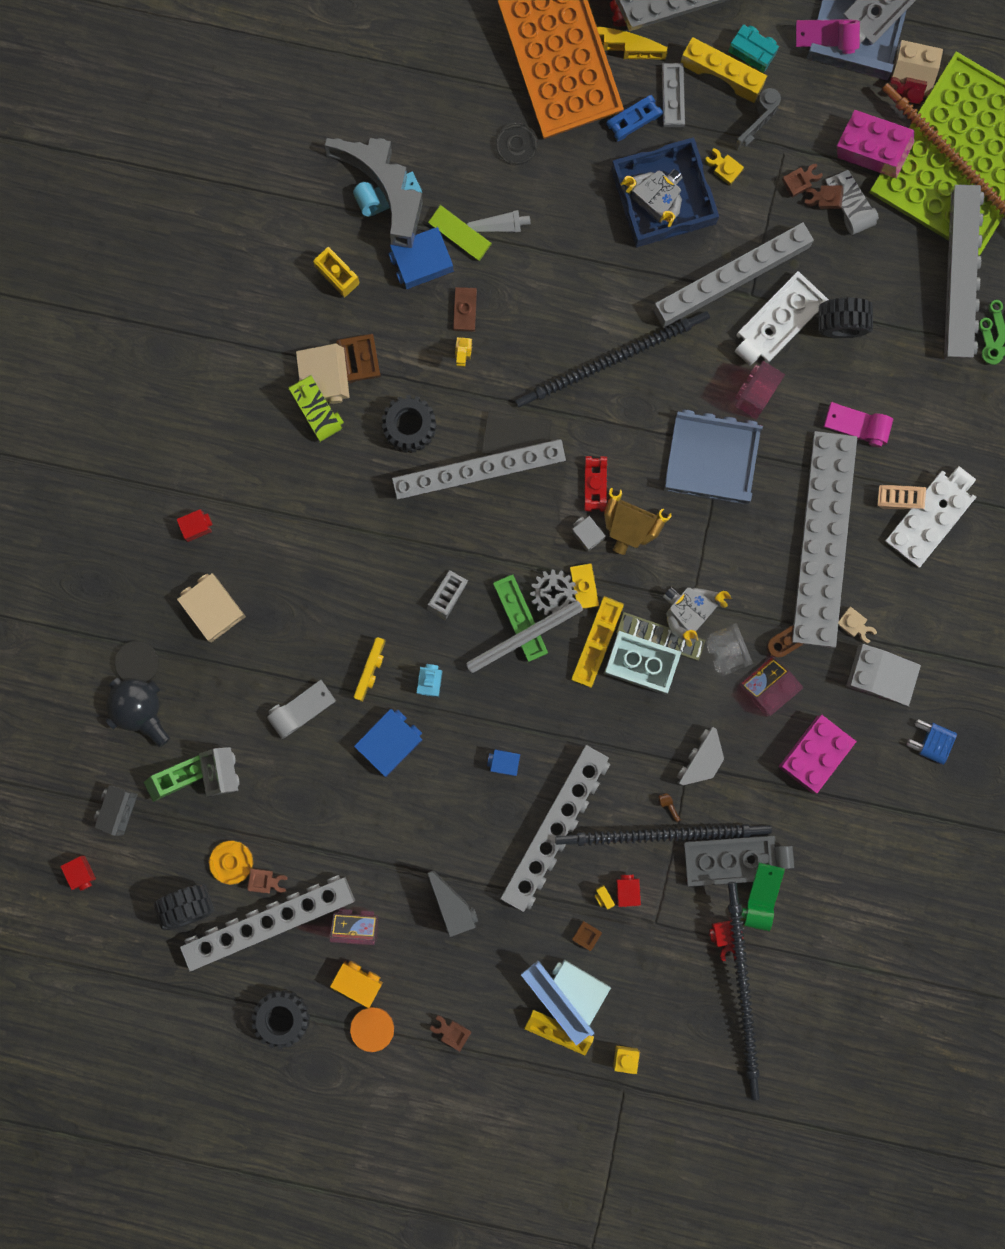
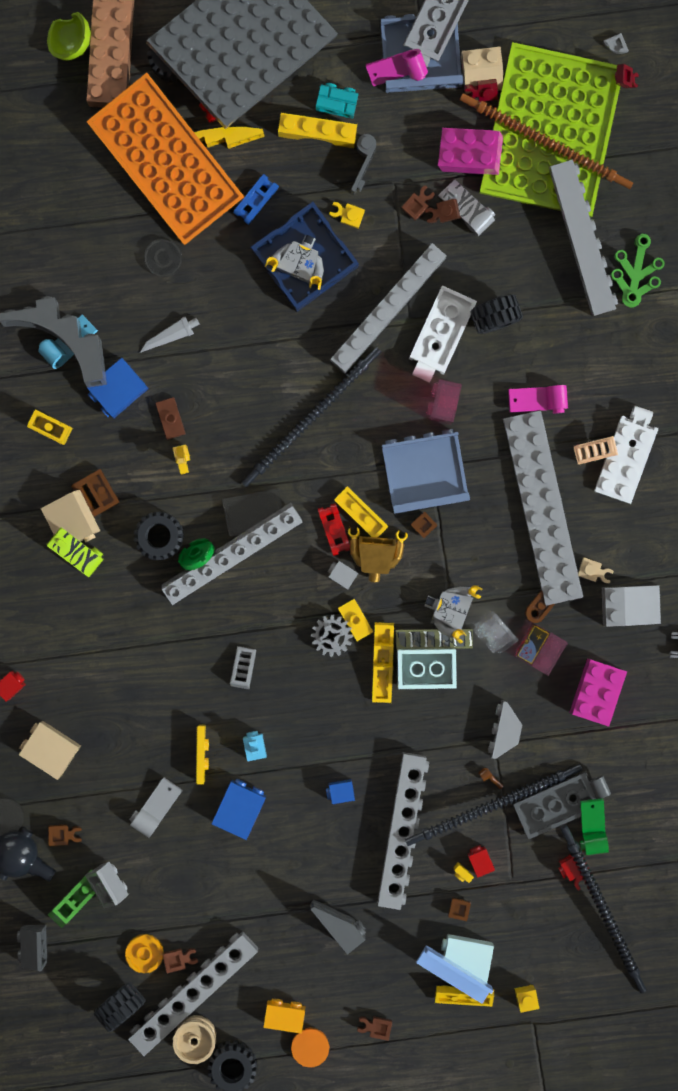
camera: 15 degrees left, 5 degrees up
(78, 873) = (22, 1008): red brick -> none
(188, 701) = (60, 834): none -> reddish brown plate
(264, 973) = (199, 1050): none -> tan wheel
(354, 927) = (266, 972): slope -> none
(442, 457) = (196, 555): none -> green tile
(460, 233) = (142, 353): lime tile -> none
(519, 615) = (311, 666): bright green plate -> none
(524, 636) = (321, 680): light grey axle -> none
(629, 476) = (361, 513): none -> yellow plate
(673, 95) = (282, 166): light grey tile -> none
(692, 512) = (424, 524): none -> reddish brown plate

